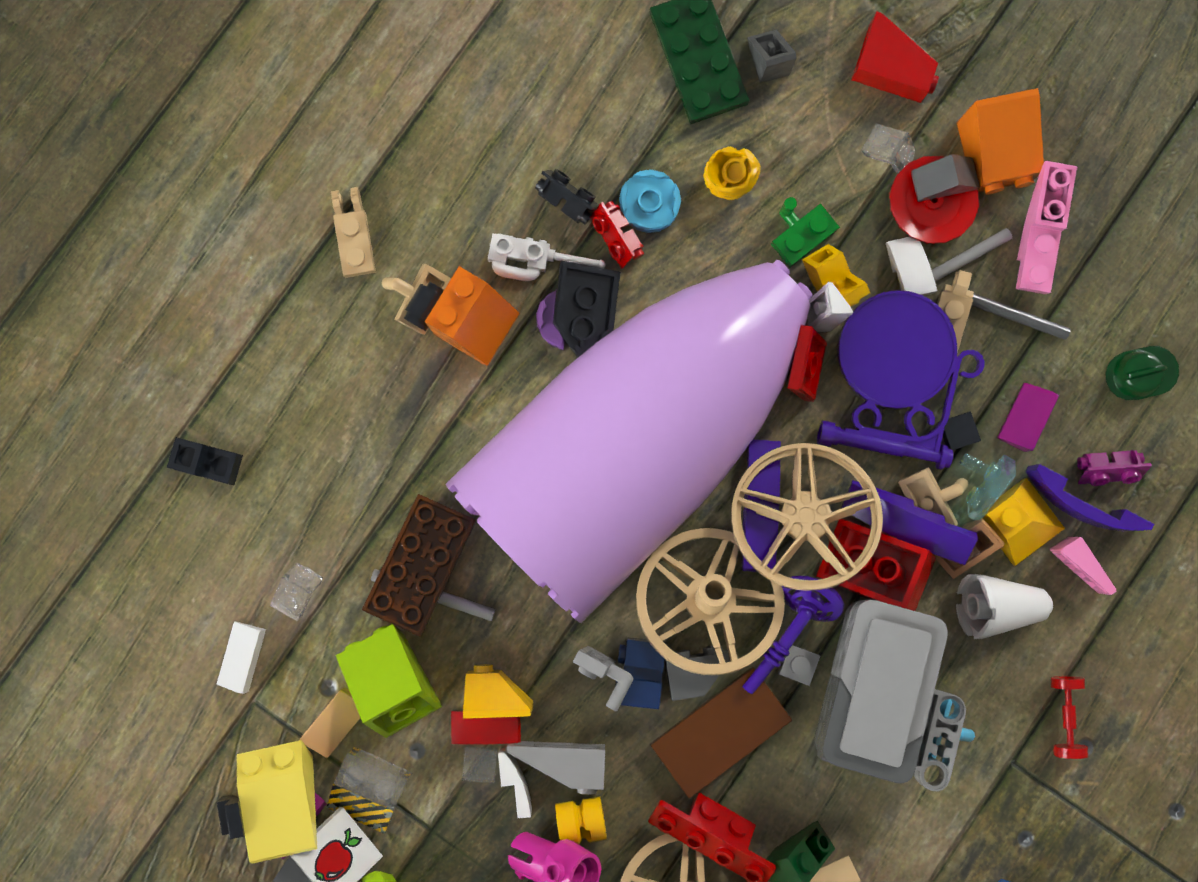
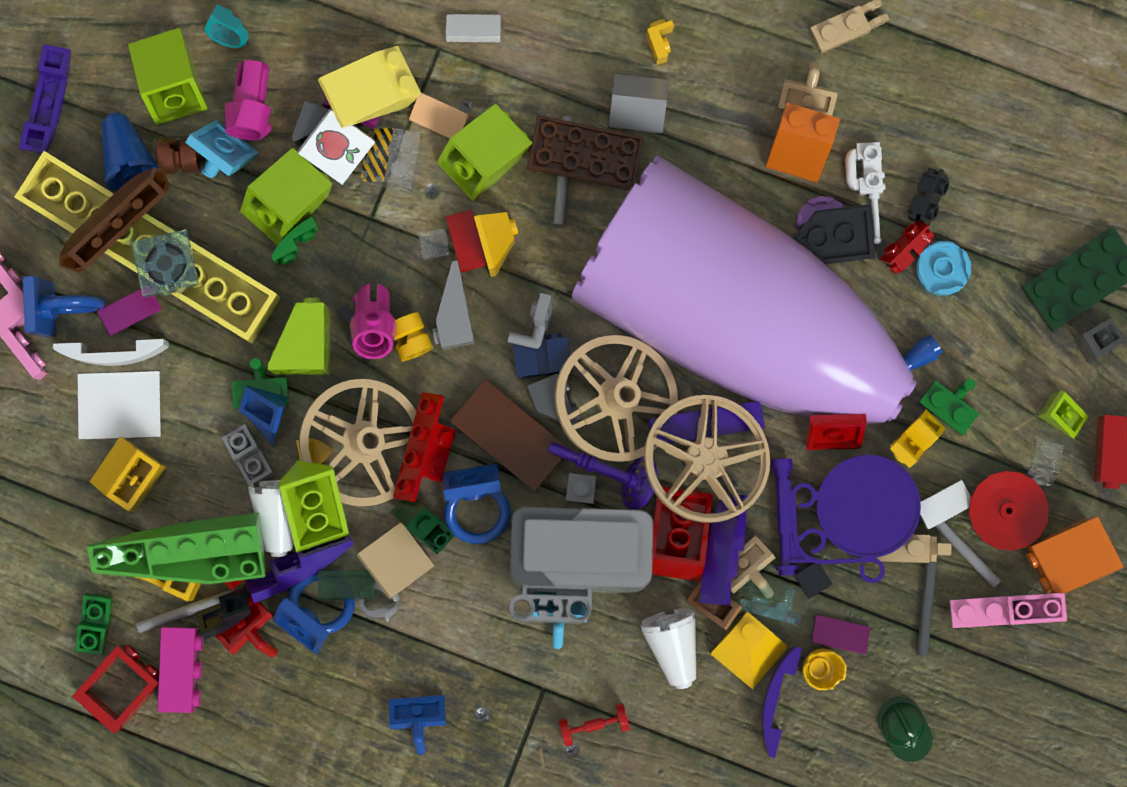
camera: 85 degrees right, 0 degrees up
(230, 816) = (347, 54): black slope -> none
(295, 591) = (538, 57): clear bracket -> none
(317, 450) = (658, 45): none -> yellow bracket
(378, 490) = (638, 103): none -> light grey slope
(422, 304) = (802, 97): black brick -> none
(512, 775) = (435, 270): white slope -> none
(731, 172) = (985, 330): yellow hair -> none
(739, 247) = (922, 353): none -> blue cone
(769, 792) = (473, 485): none -> blue tile
(827, 309) = (885, 437): white slope -> none
(840, 115) = (1063, 414): none -> lime slope
(945, 177) = (1029, 515): dark grey slope -> none
(1063, 445) = (823, 669): none -> yellow hair
(1080, 559) = (730, 702): bright pink slope -> none
(1126, 467) = (817, 730): magenta hinge -> none

